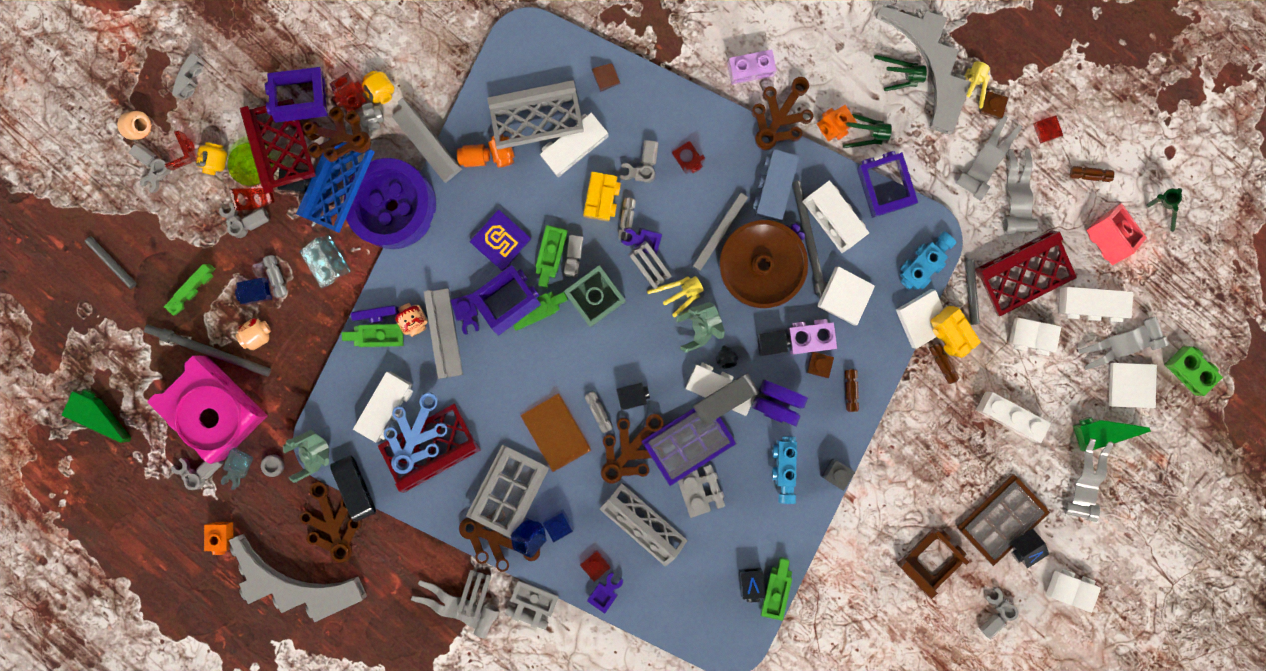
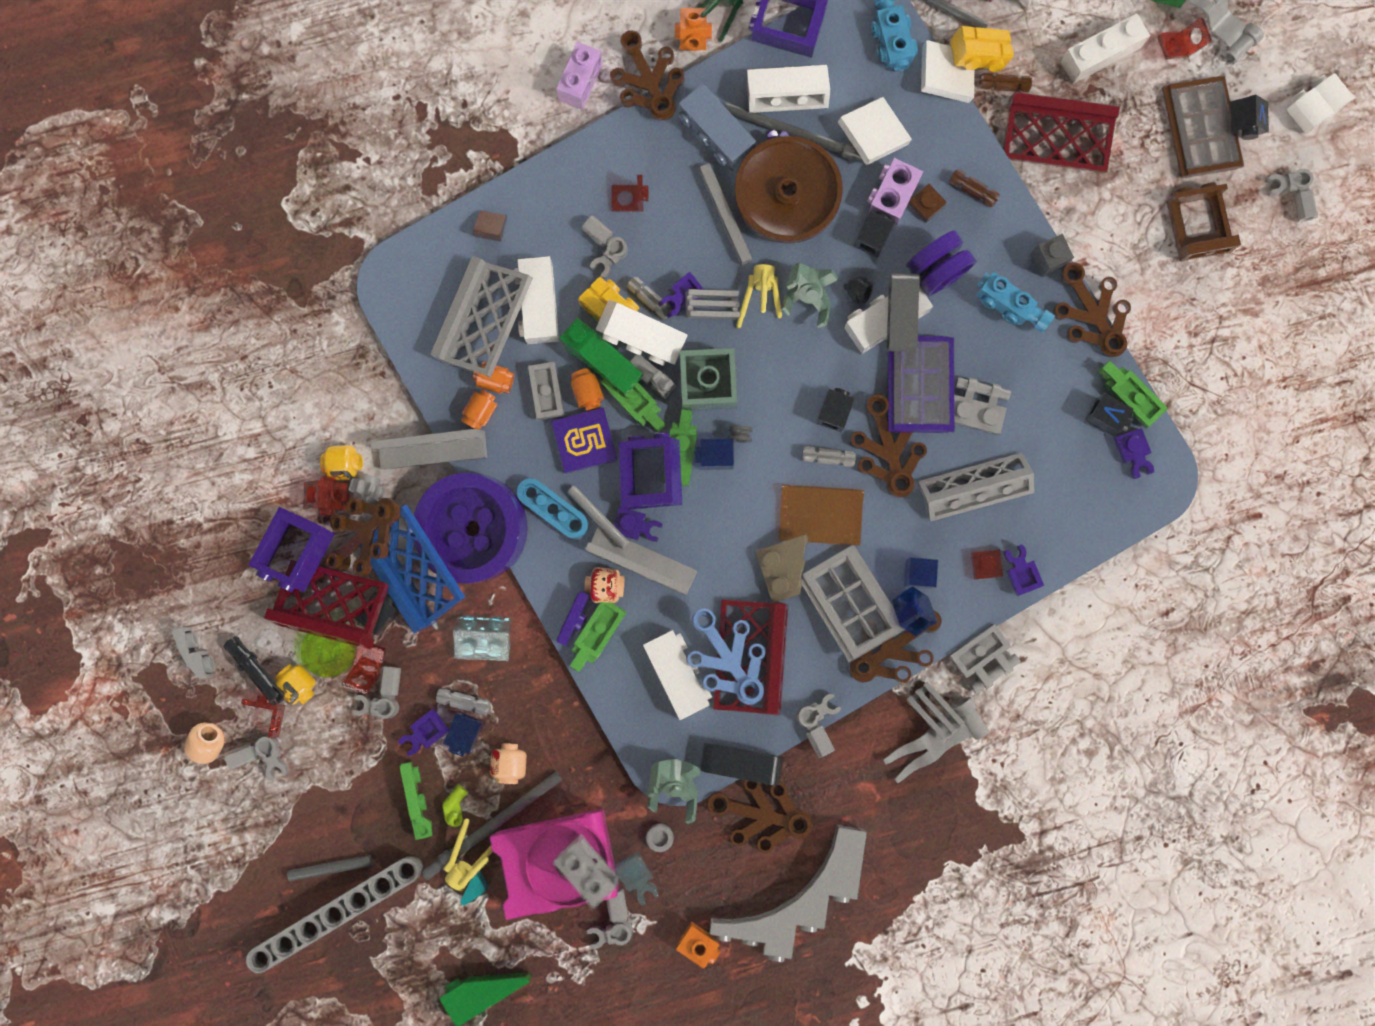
camera: 55 degrees left, 5 degrees down
(73, 285) = (322, 918): none -> light grey beam
(159, 367) = (476, 887): none -> teal slope
(162, 351) = (461, 873): none -> light yellow plant
(201, 435) = (590, 879): none -> light grey window
(202, 316) = (452, 807): none -> lime arm
(205, 117) = (247, 662): none -> black pin
(238, 265) = (426, 731): none -> dark purple plate
(416, 513) = (808, 718): none -> light grey bar
(437, 240) = (545, 498): none -> dark azure plate
(453, 286) = (598, 517): none -> light grey bar
(501, 431) = (783, 567): none -> dark tan wing
(516, 191) = (546, 390): none -> light grey plate
(535, 218) = (586, 389): none -> orange brick
(548, 334) = (715, 454): none -> clear blue brick
(562, 214) = (600, 356): none -> green slope
(573, 342) = (740, 433): none -> dark grey bush
(594, 230) = (640, 333): none -> white brick
(740, 615) = (1134, 448): none -> dark purple plate
(817, 529) = (1094, 314): none -> reddish brown plant
(949, 415) = (1064, 109): none -> dark red fence
(1053, 466) = (1180, 44): none -> clear red bracket

